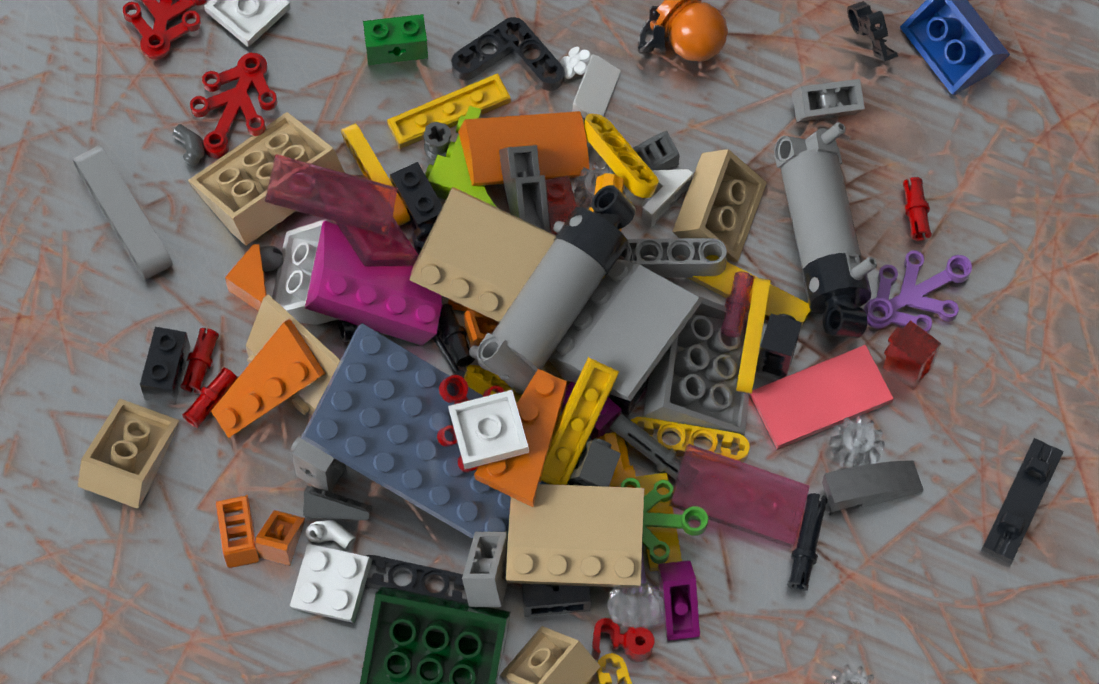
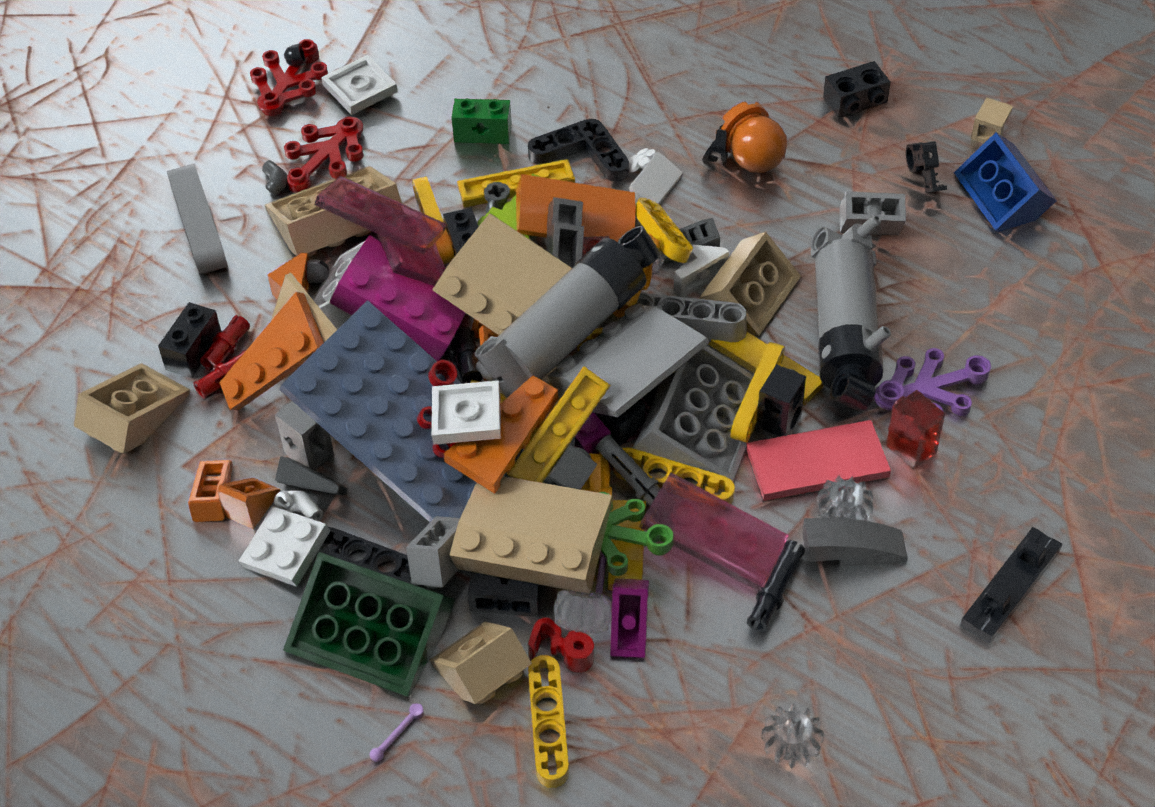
camera: 15 degrees right, 15 degrees down
(737, 304) = (747, 362): clear pink pin -> none
(917, 209) = (944, 314): red pin -> none

